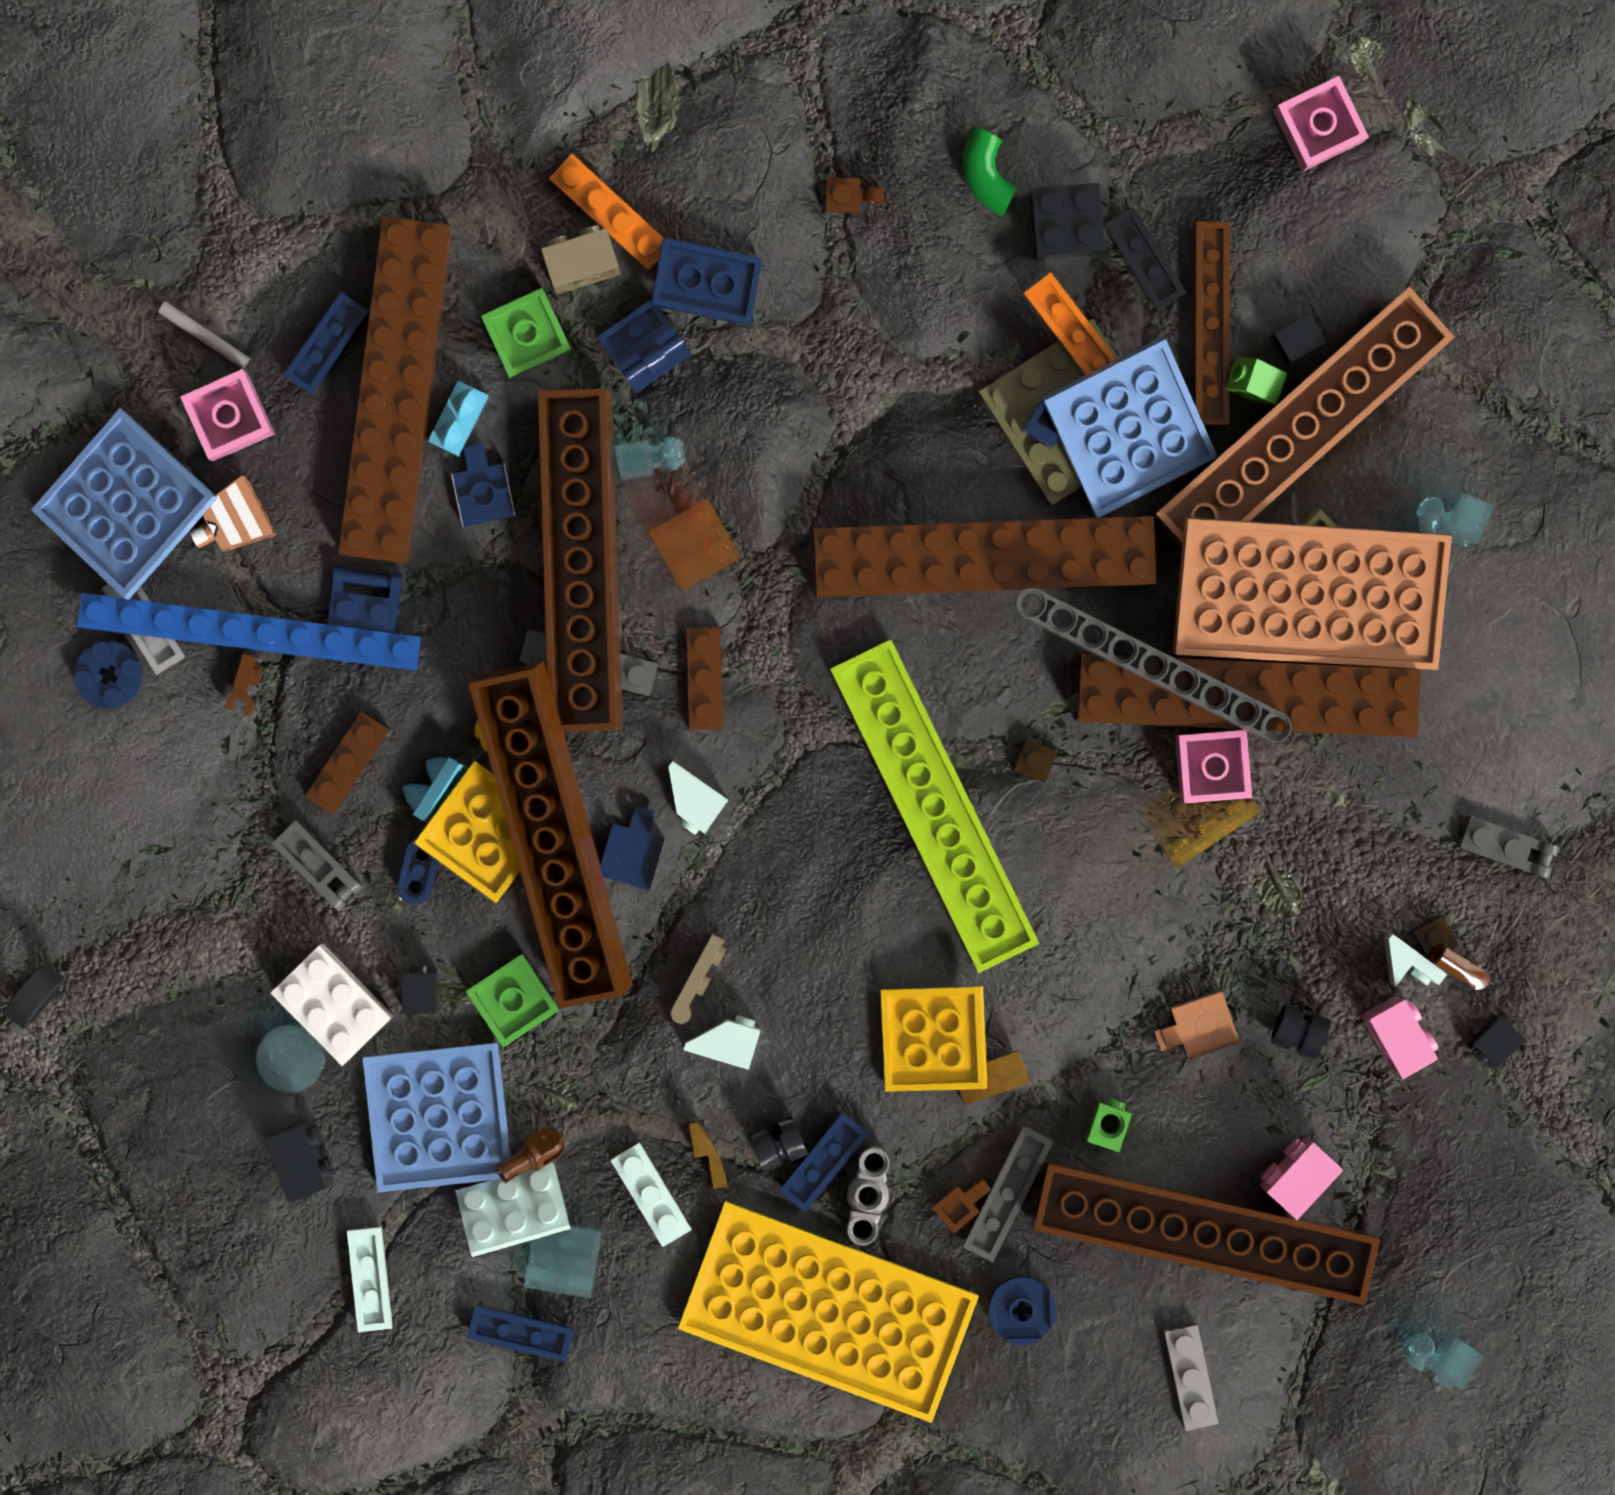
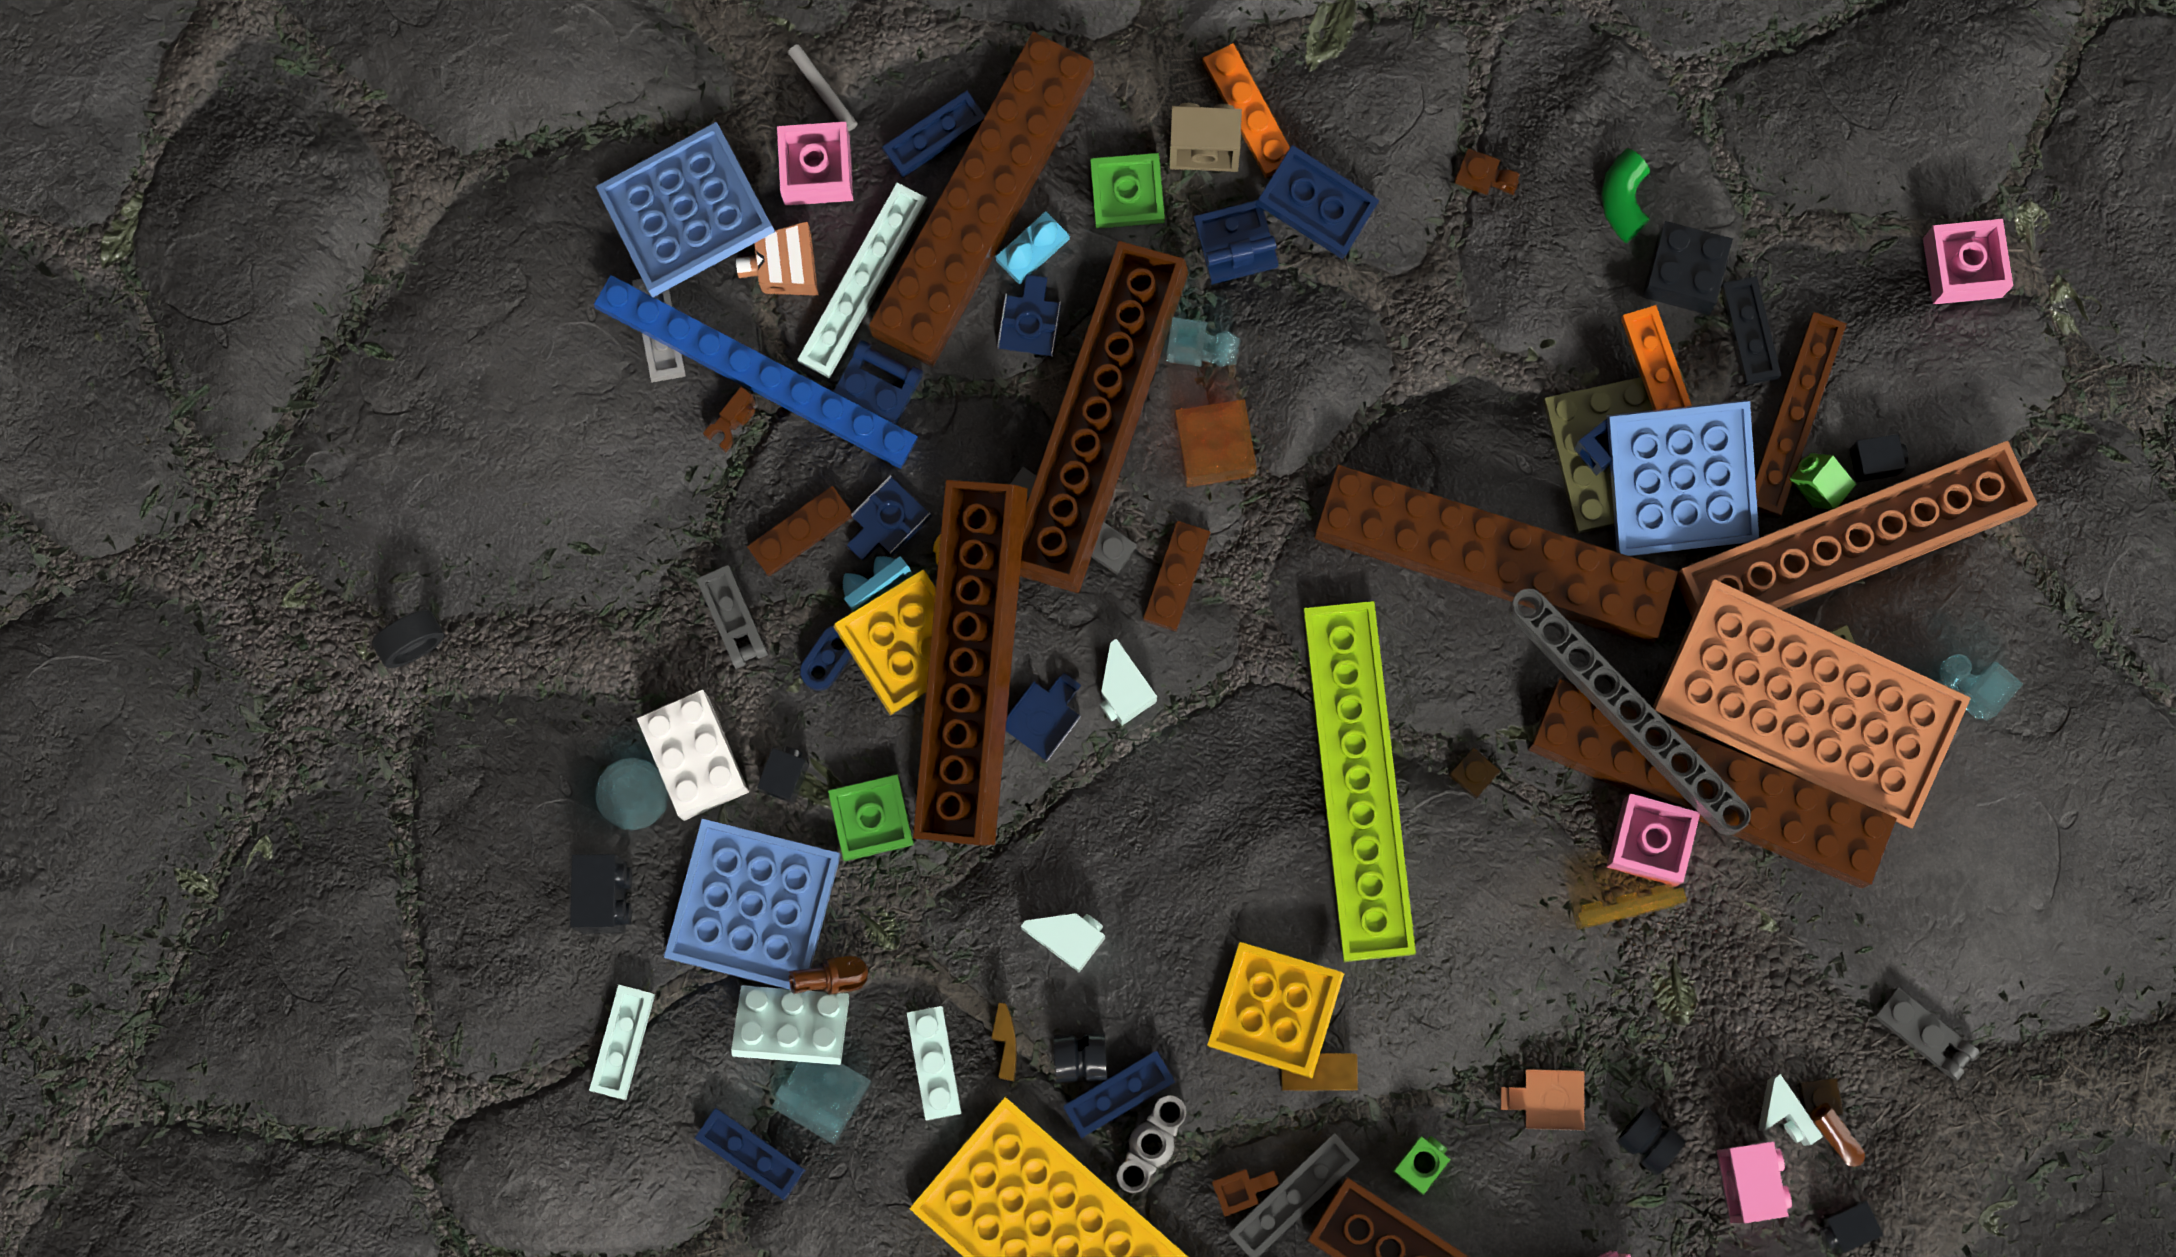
camera: 20 degrees right, 10 degrees down
(89, 679) = (606, 346): dark blue plate -> none
(314, 507) = (862, 280): none -> light aqua plate
(423, 723) = (888, 518): none -> dark blue piece
(697, 981) = (1060, 864): dark tan plate -> none

